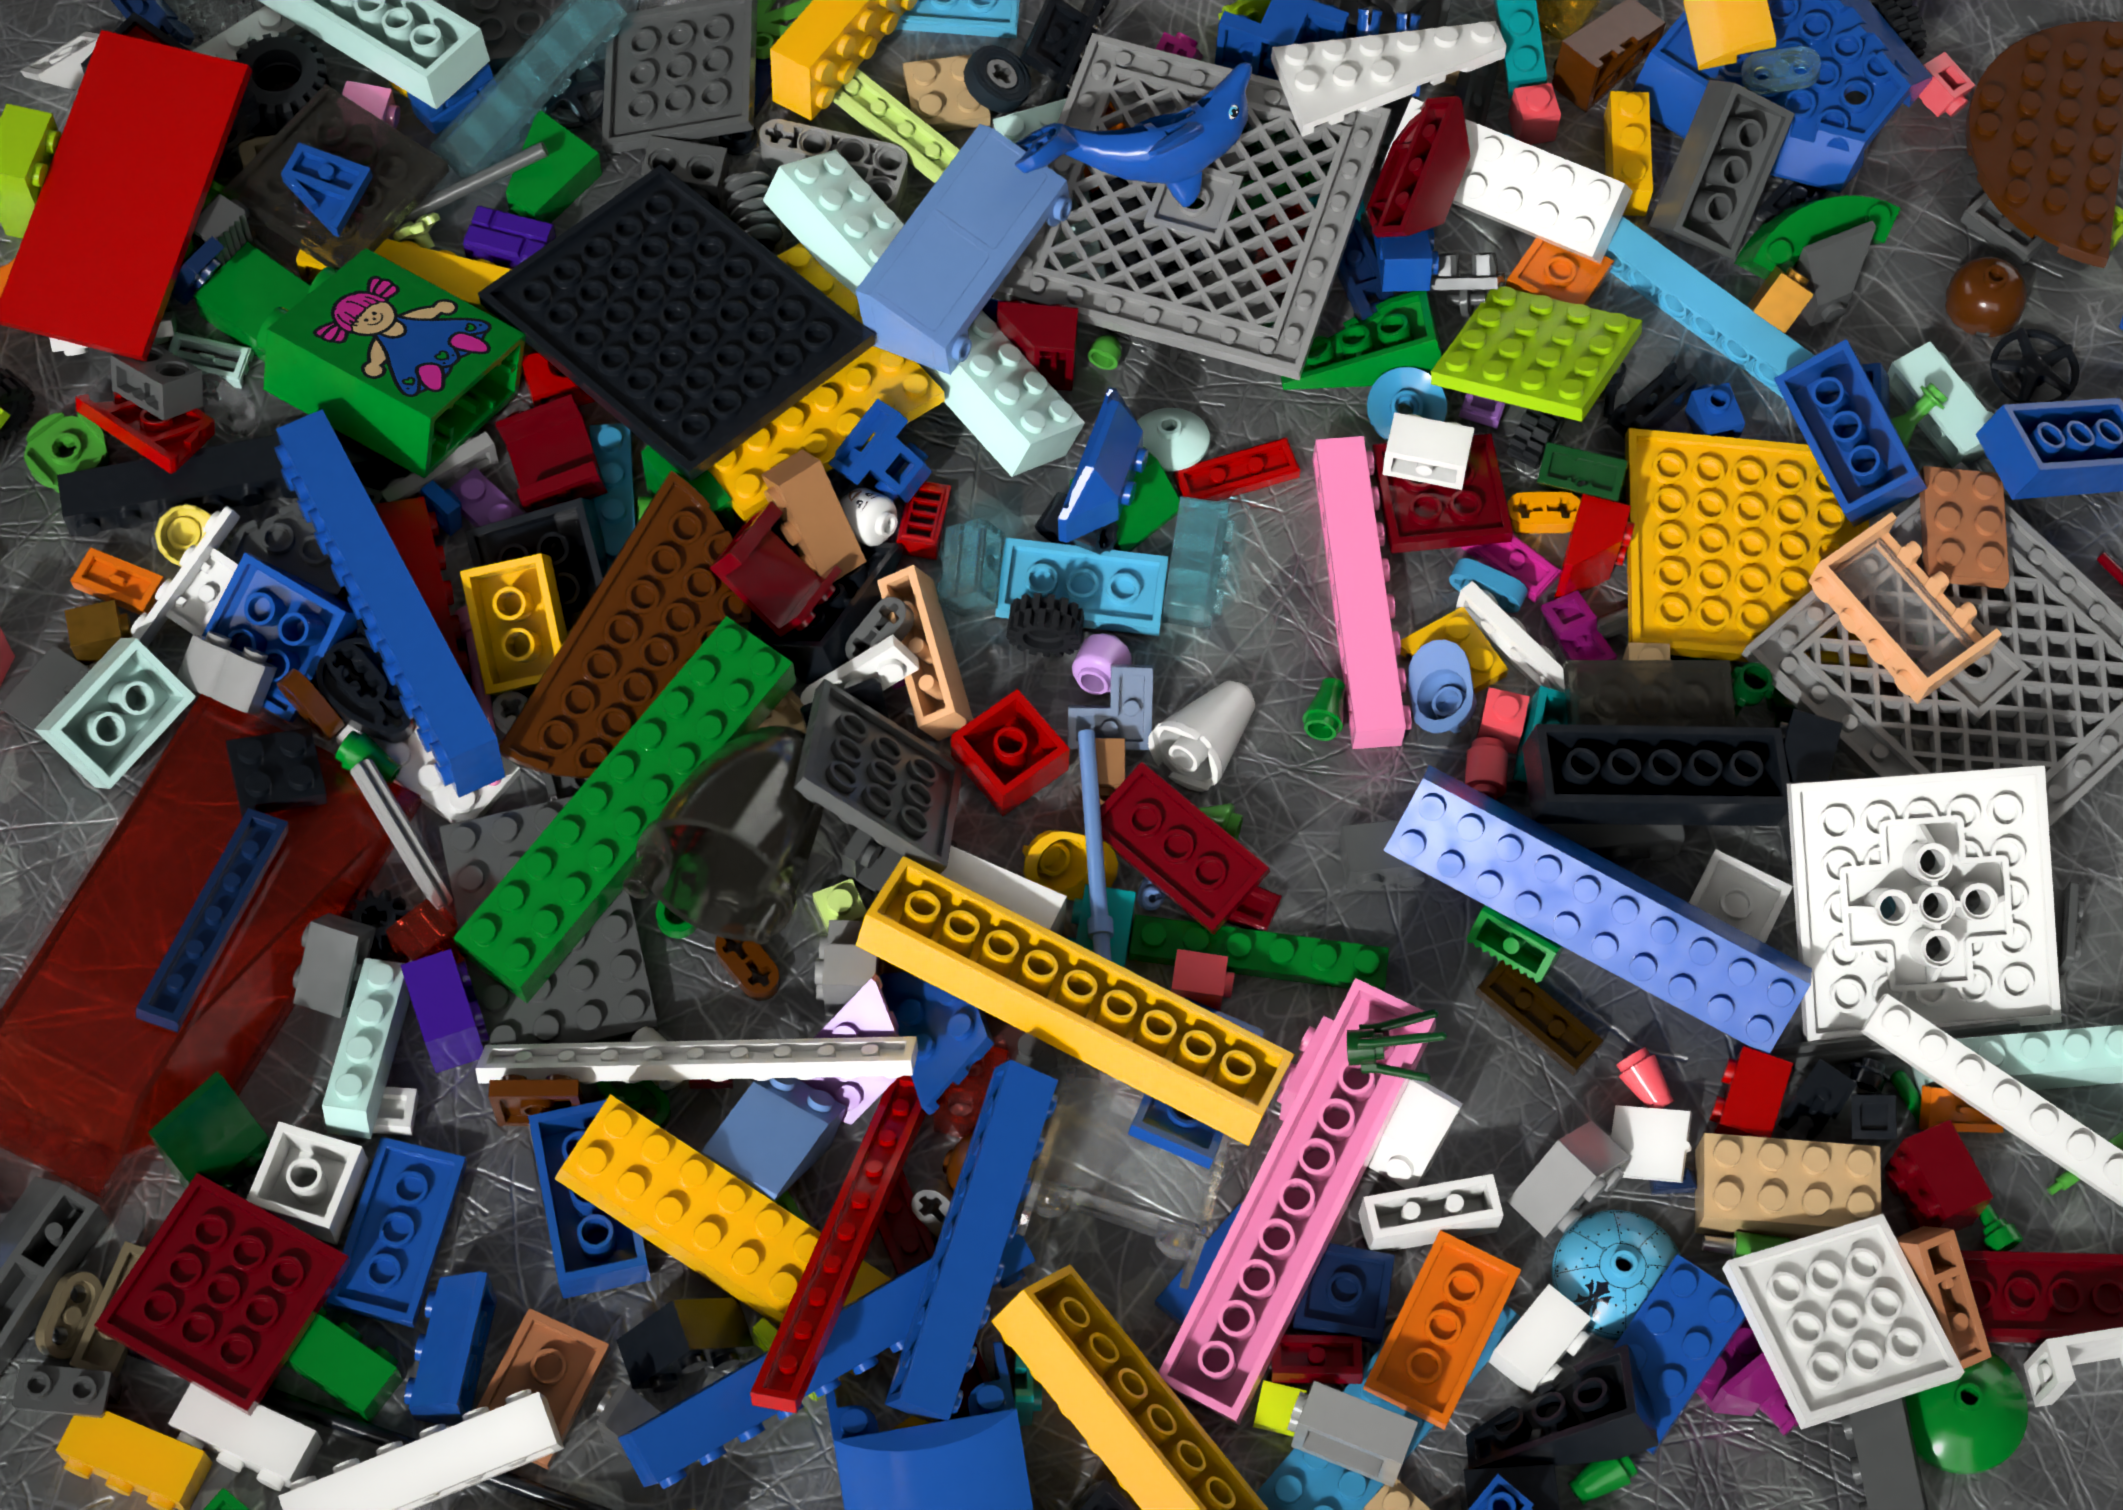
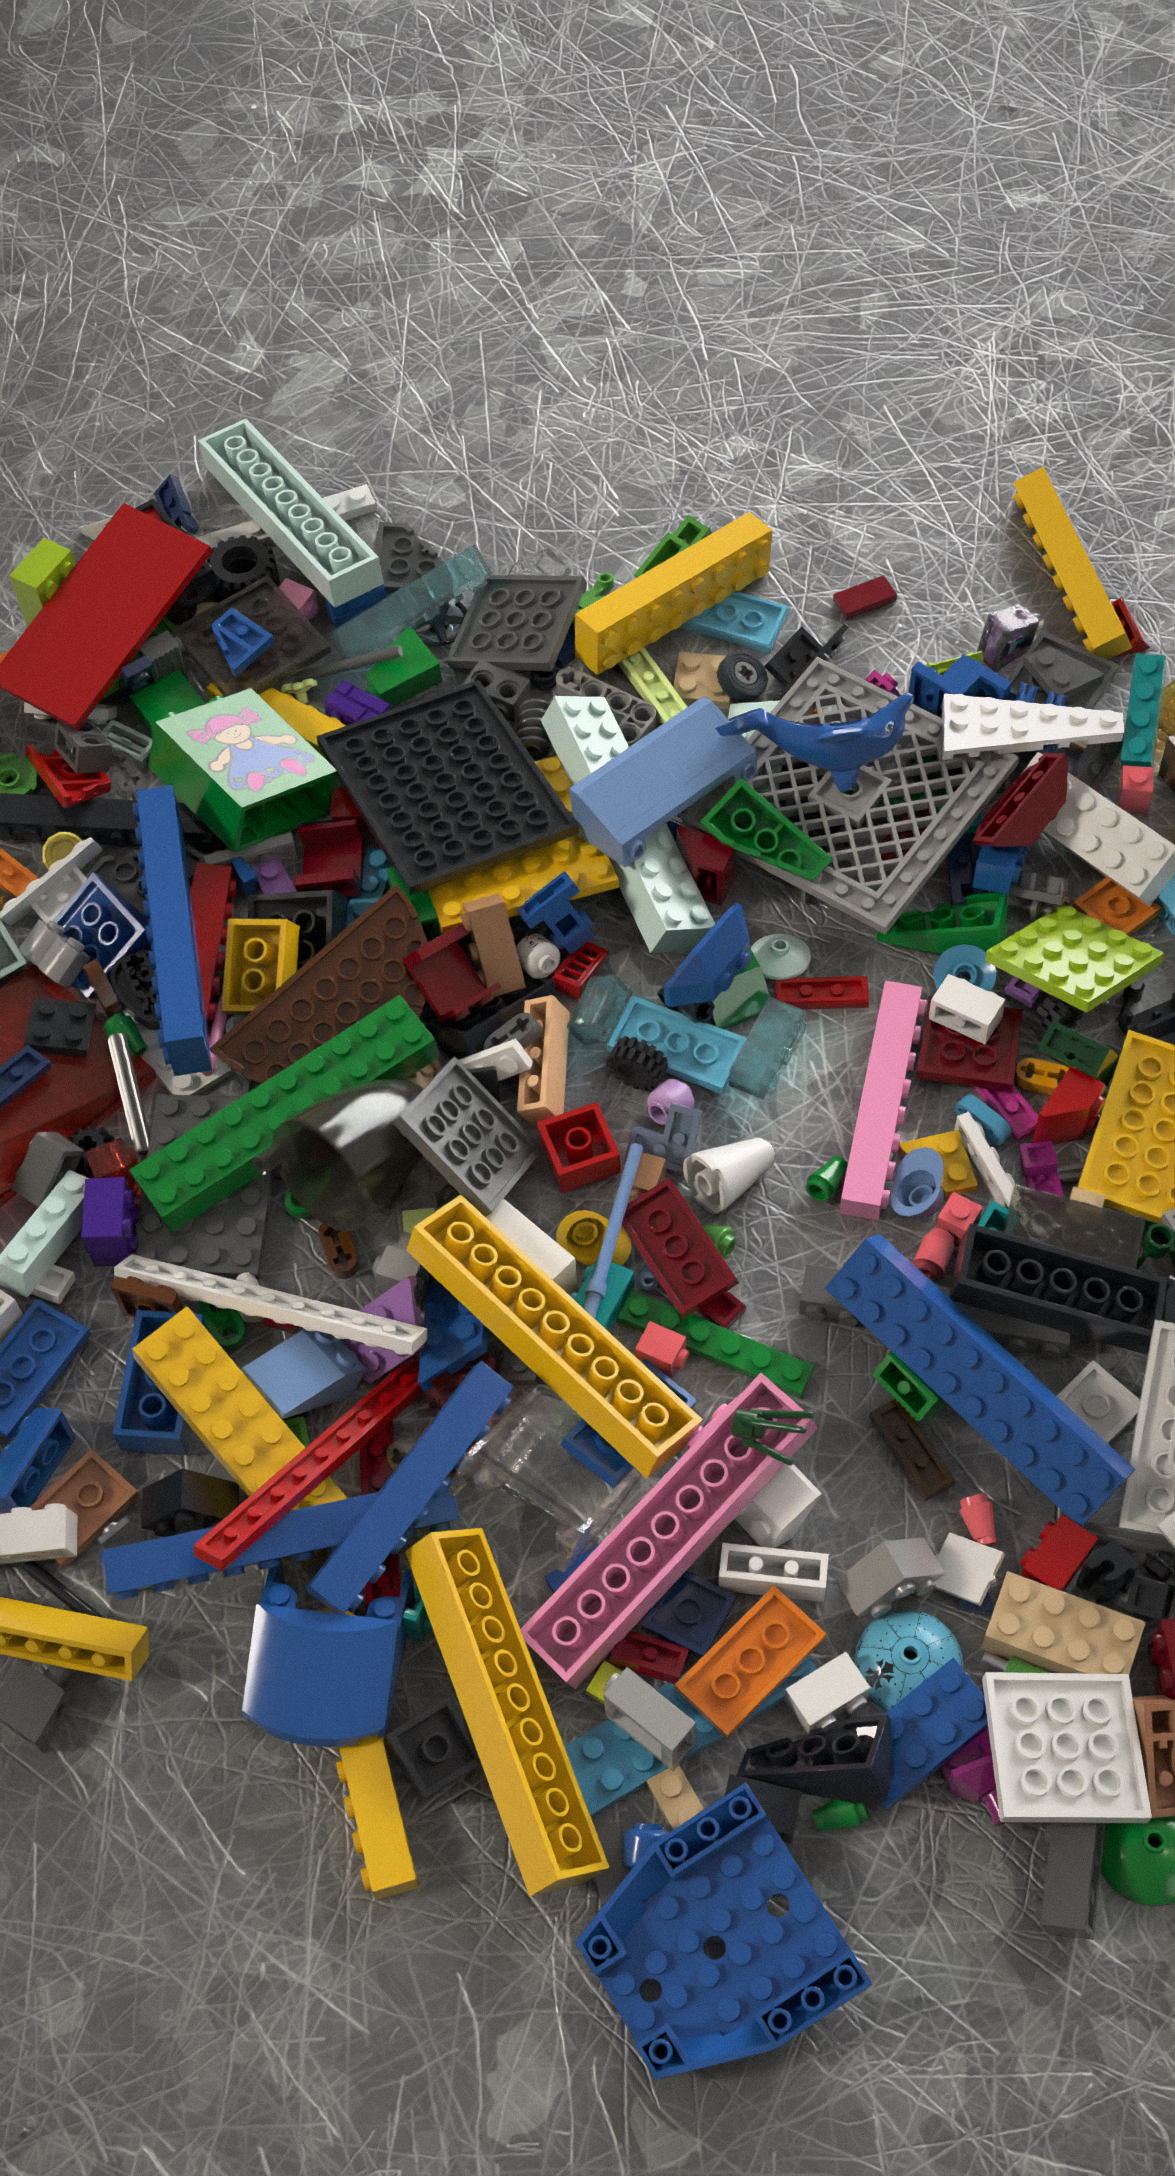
camera: 25 degrees right, 5 degrees down
(1104, 284) = (759, 830): none -> green wedge
(1105, 352) = (753, 883): bright green hinge -> none

